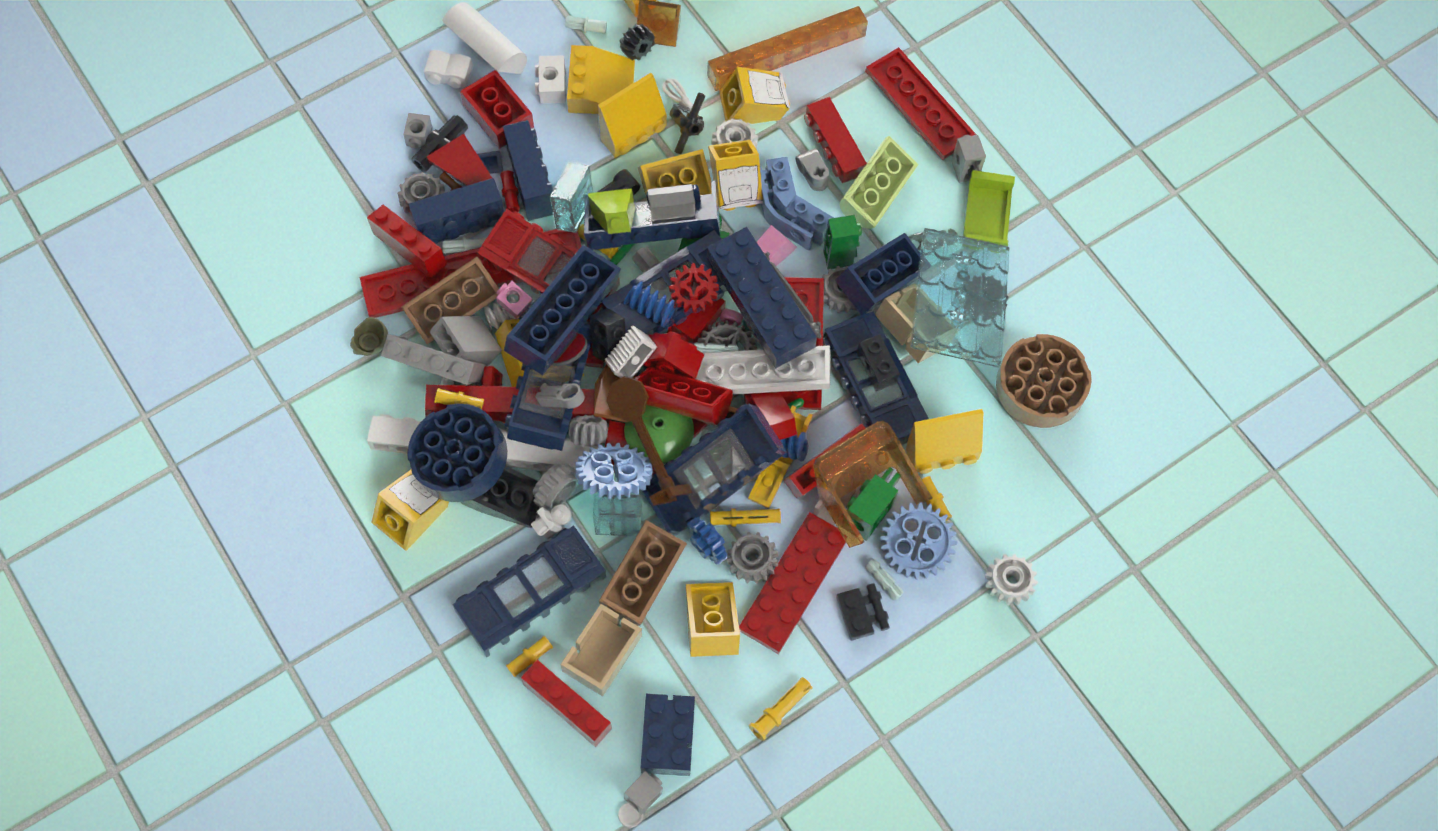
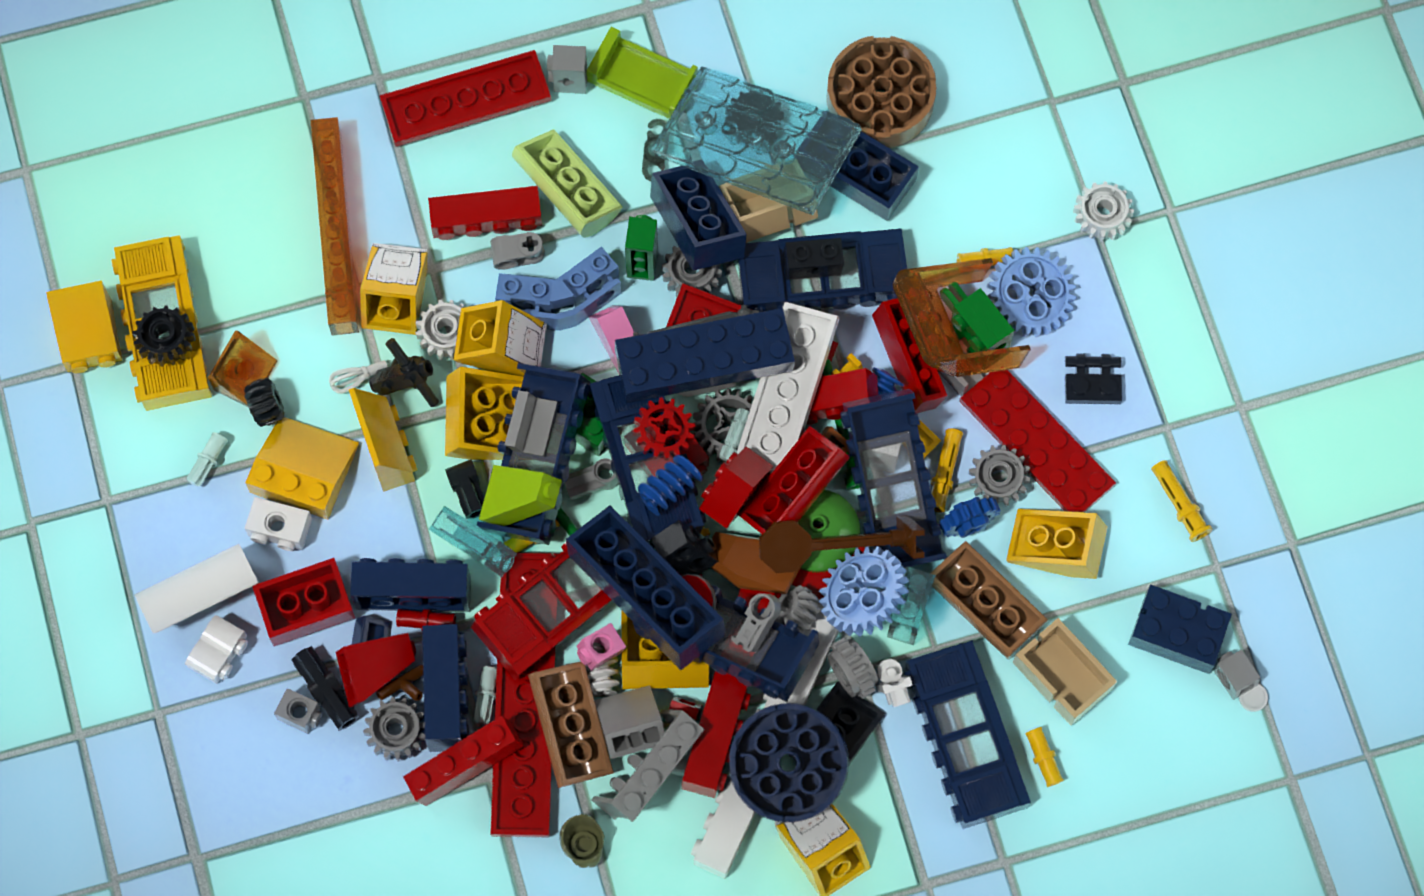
camera: 70 degrees left, 5 degrees up
(448, 398) = (719, 744): yellow pin -> none
(566, 703) = (1113, 729): red brick -> none
(630, 353) = (725, 527): white brick -> none
(731, 316) = (691, 404): bright pink tile -> none
(884, 579) = (1062, 344): light aqua axle -> none
(946, 441) = (930, 220): yellow slope -> none
(971, 387) = (875, 176): none -> dark blue brick

